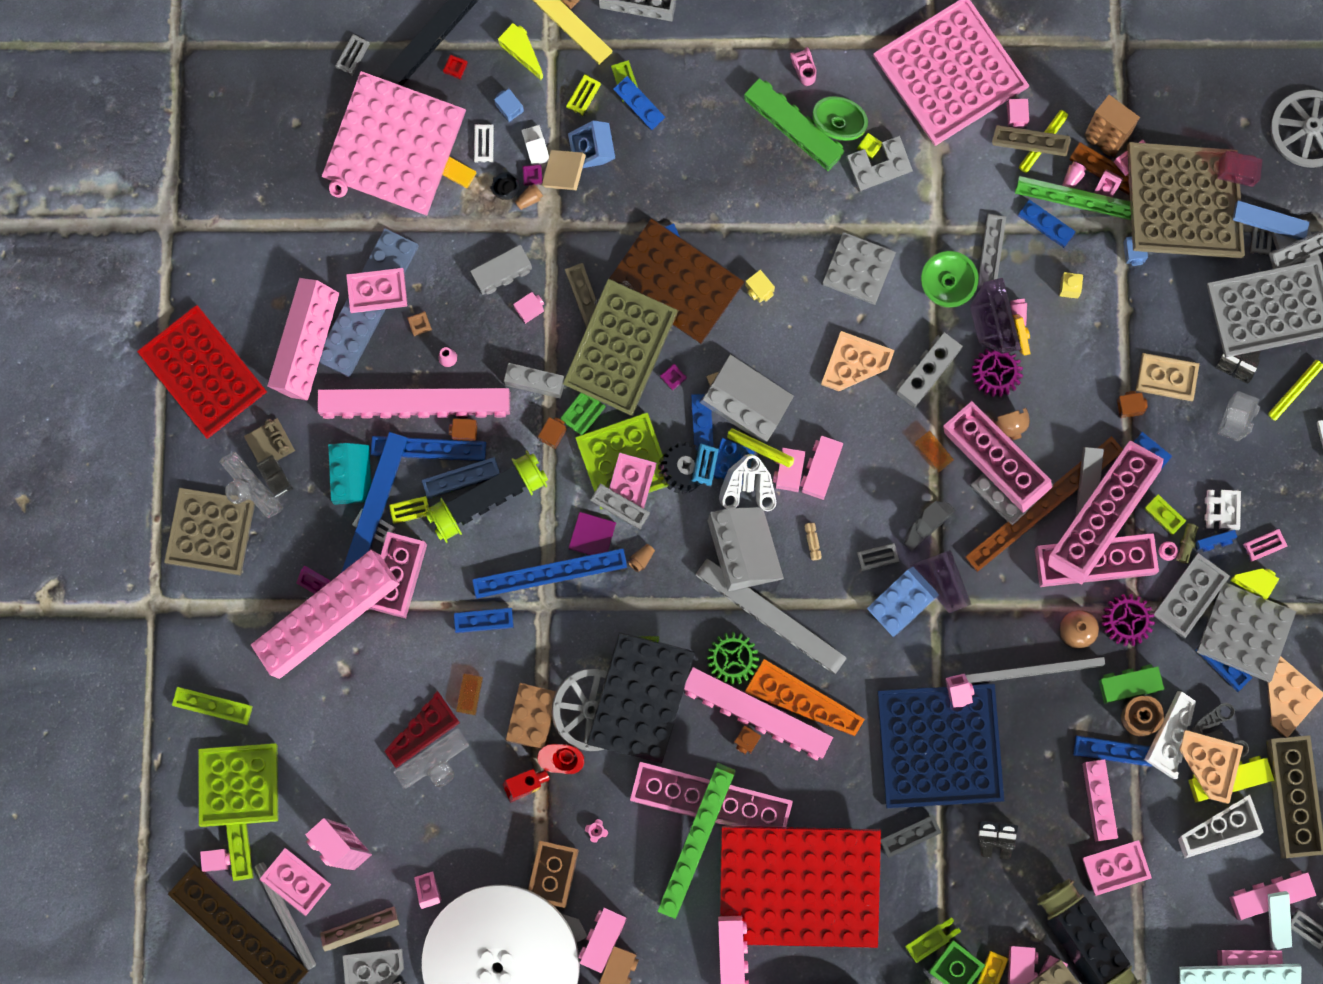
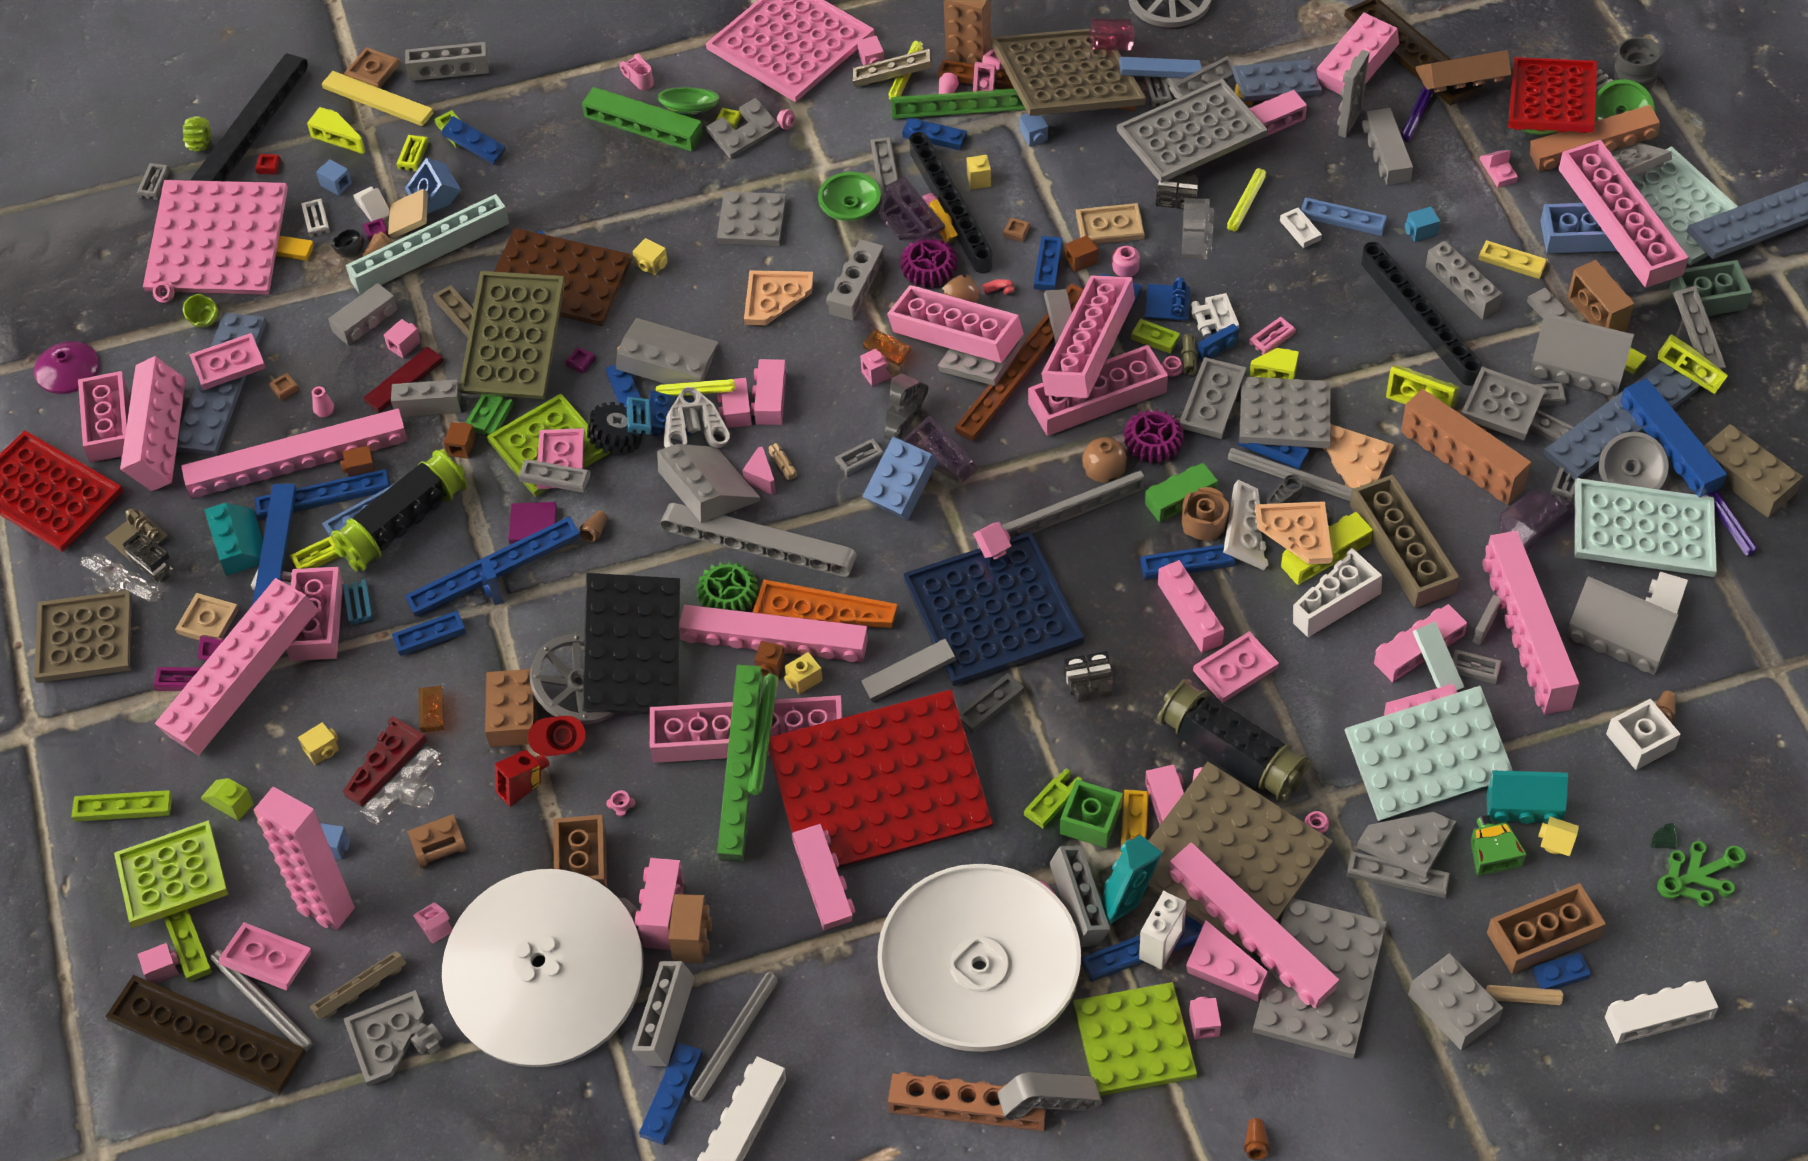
camera: 20 degrees left, 25 degrees down
(249, 251) = (62, 366): none -> magenta dish
(265, 313) = (104, 415): none -> bright pink brick
(293, 602) = (174, 683): none -> magenta tile
(293, 725) = (229, 798): none -> lime slope
(311, 545) = (207, 617): none -> tan tile
(364, 793) = (337, 839): none -> medium blue brick
(365, 223) = (200, 310): none -> lime hair
(375, 699) = (319, 743): none -> light yellow brick
(399, 18) = (197, 134): none -> lime gear
(433, 575) = (354, 588): none -> dark azure tile
(447, 811) = (435, 835): none -> medium nougat plate
(520, 349) = (410, 372): none -> dark red tile
(543, 593) = (490, 582): none -> blue plate
(573, 212) = (428, 244): none -> light aqua brick
(720, 823) = (762, 734): none -> bright green axle
(770, 760) = (803, 673): none -> light yellow brick
(790, 549) = (758, 472): none -> bright pink slope
(854, 785) = (908, 670): none -> light grey tile
(917, 471) = (874, 367): none -> bright pink brick
(920, 166) = (786, 119): none -> bright pink plate
(1036, 318) = (941, 185): none -> black beam
(1049, 413) = (1006, 285): none -> coral arm
(1084, 356) = (1016, 229): none -> medium nougat tile
(1099, 405) = (1048, 263): none -> blue plate
(1163, 424) = (1126, 261): none -> bright pink head
(1188, 479) = (1168, 301): none -> blue hinge
(1229, 694) = (1280, 470): none -> light grey axle

